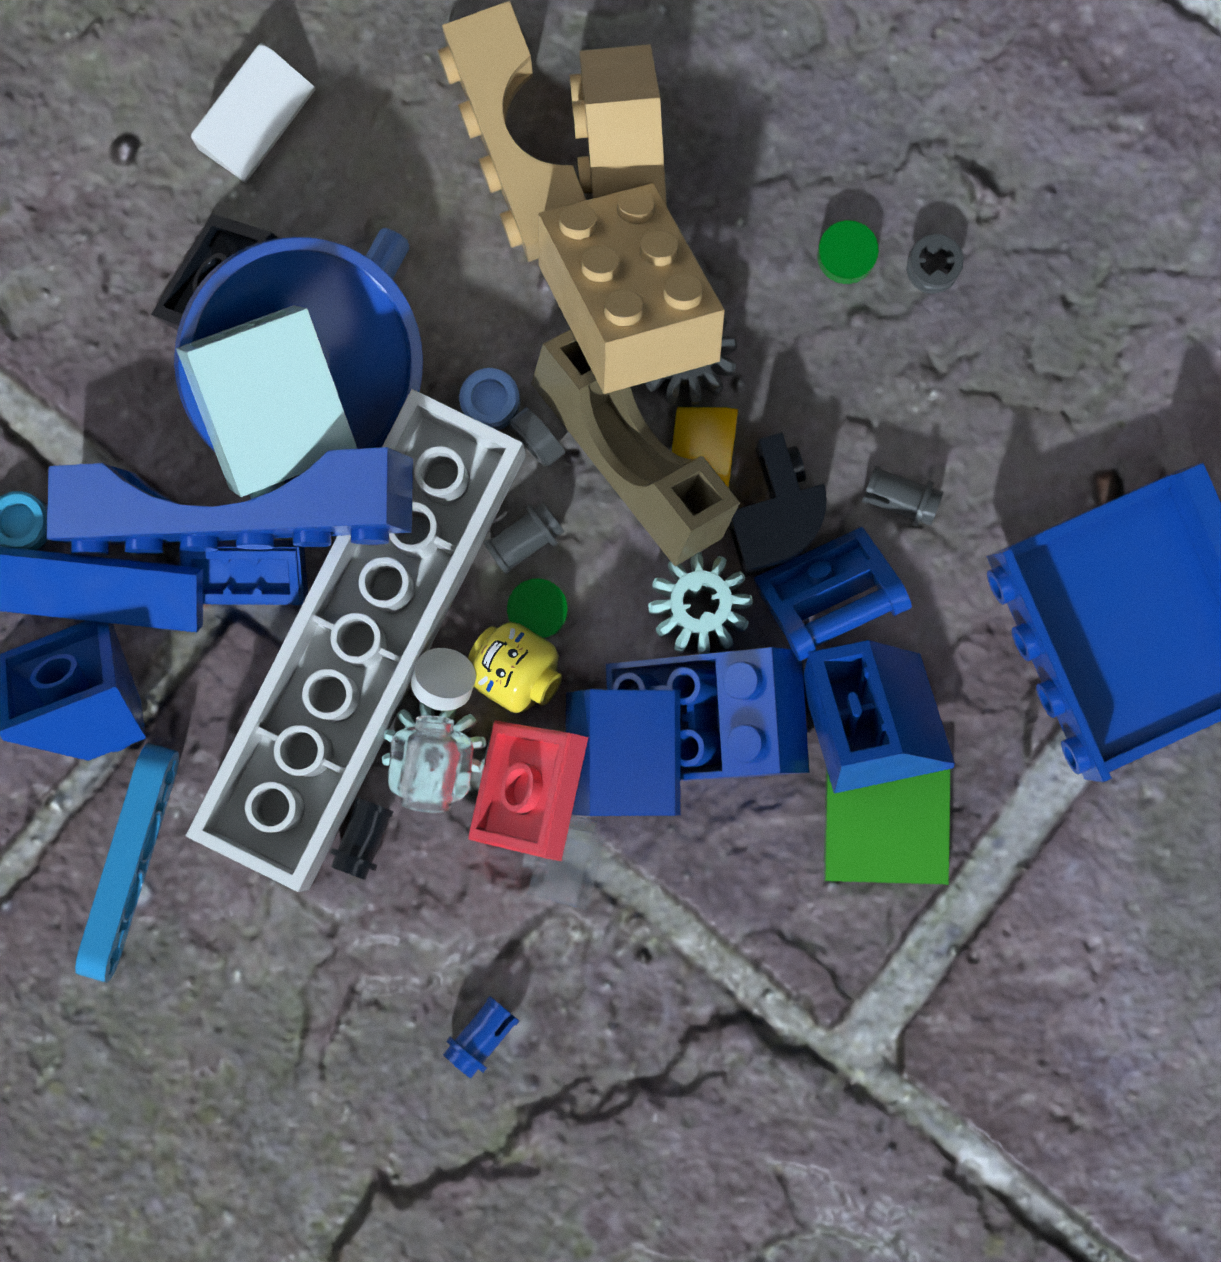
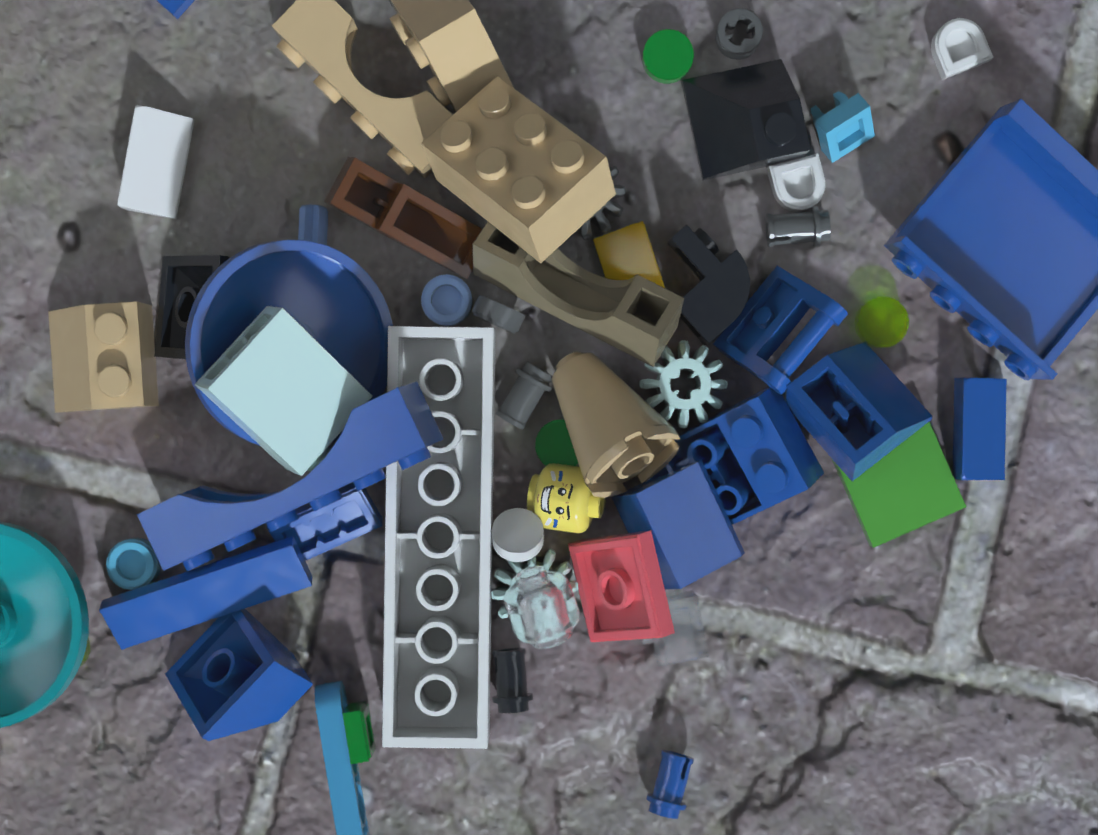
camera: 30 degrees left, 5 degrees up
(98, 288) = (103, 357): none -> tan slope
(169, 816) = (359, 732): none -> green tile
(486, 288) = (404, 216): none -> reddish brown slope
(599, 611) = (610, 425): none -> tan cone
(898, 356) = (745, 119): none -> black slope
(925, 449) = (797, 183): none -> white tile
(948, 640) = (881, 322): none -> clear neon green tile
(1002, 410) = (844, 126): none -> medium azure tile
(1003, 806) = (979, 428): none -> blue slope
(1166, 387) = (959, 47): none -> white tile

